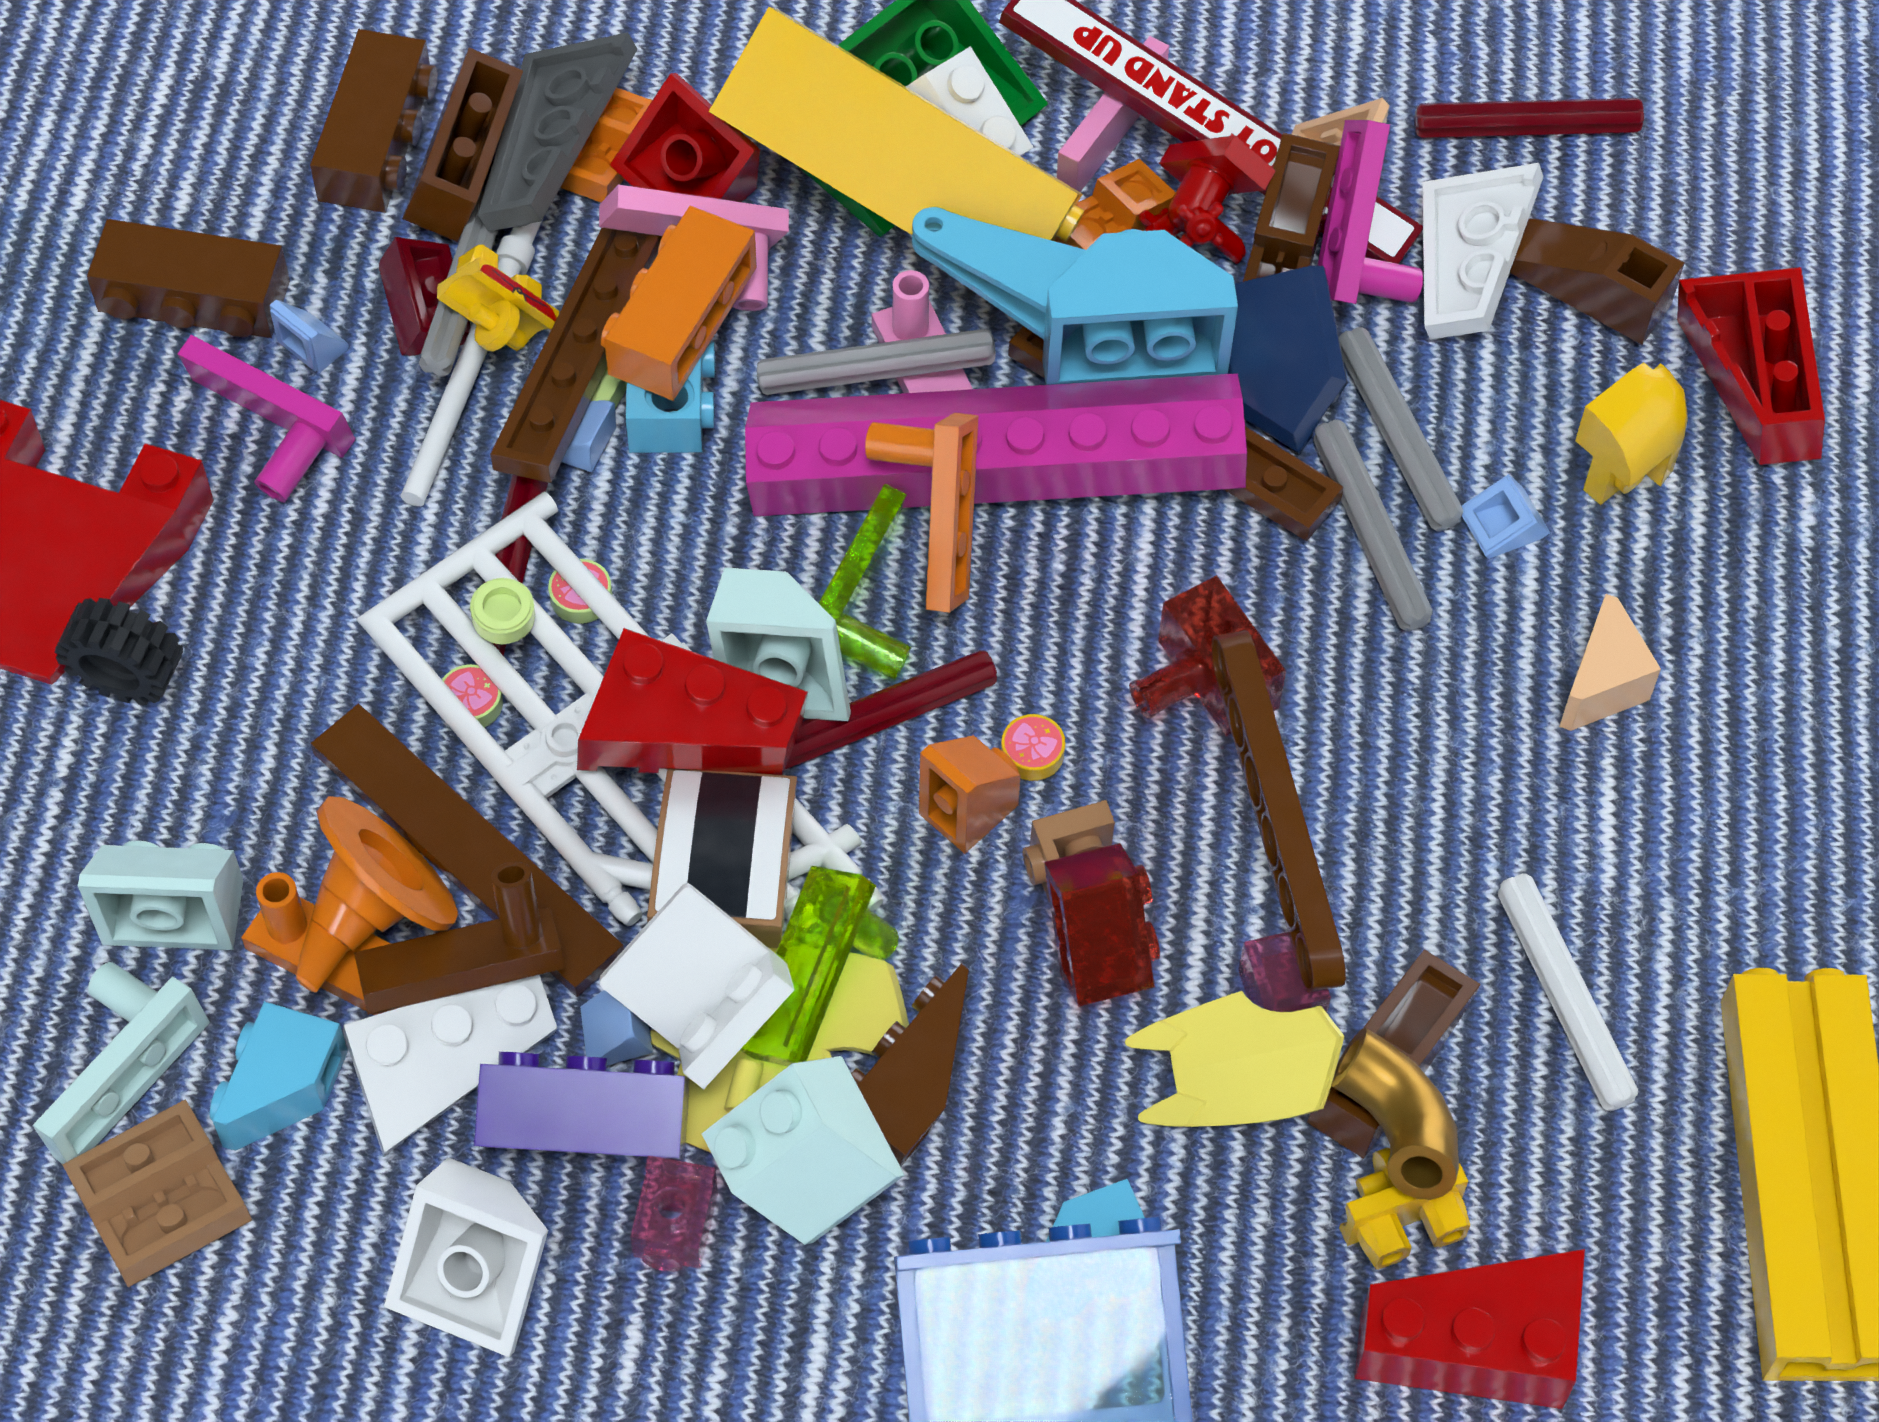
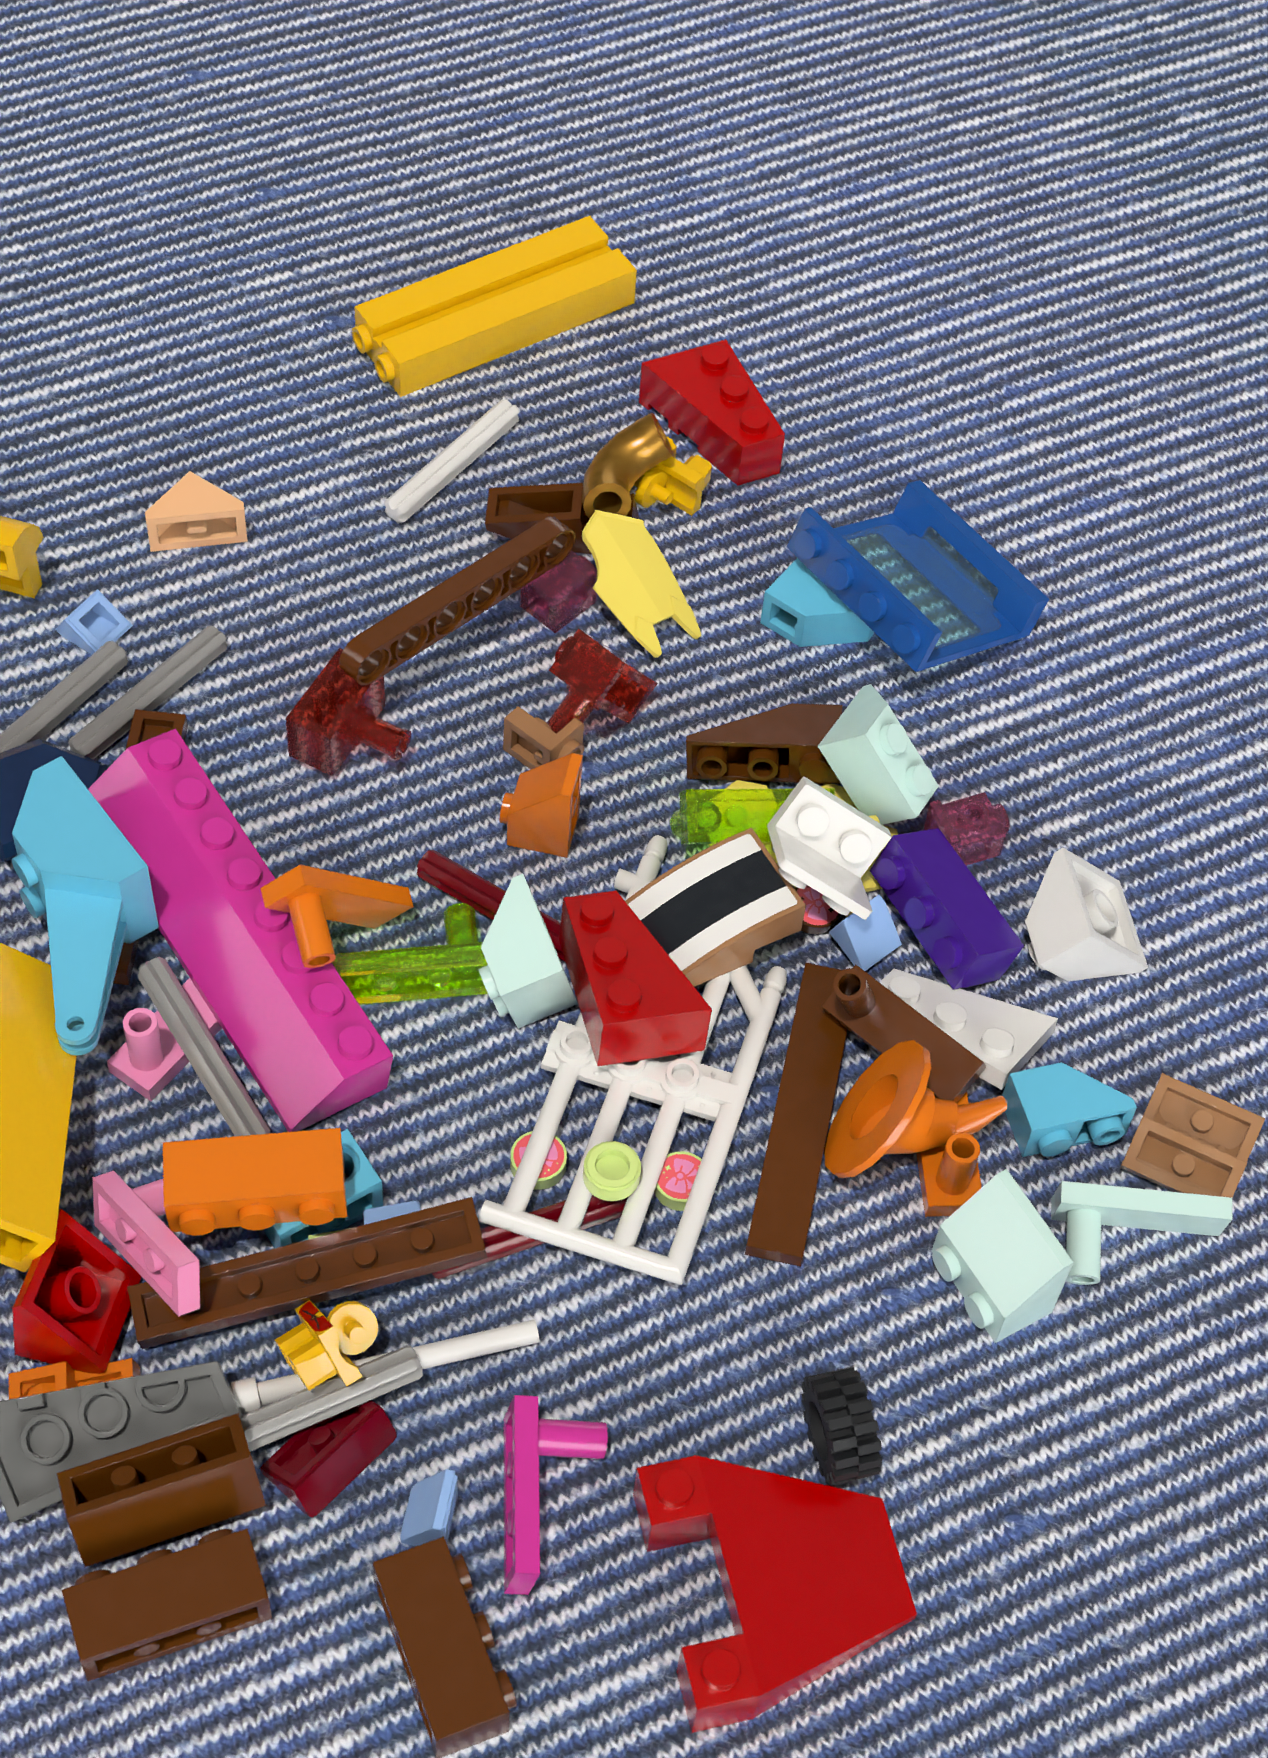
camera: 125 degrees left, 5 degrees down
(1034, 746) = (472, 808): tile -> none

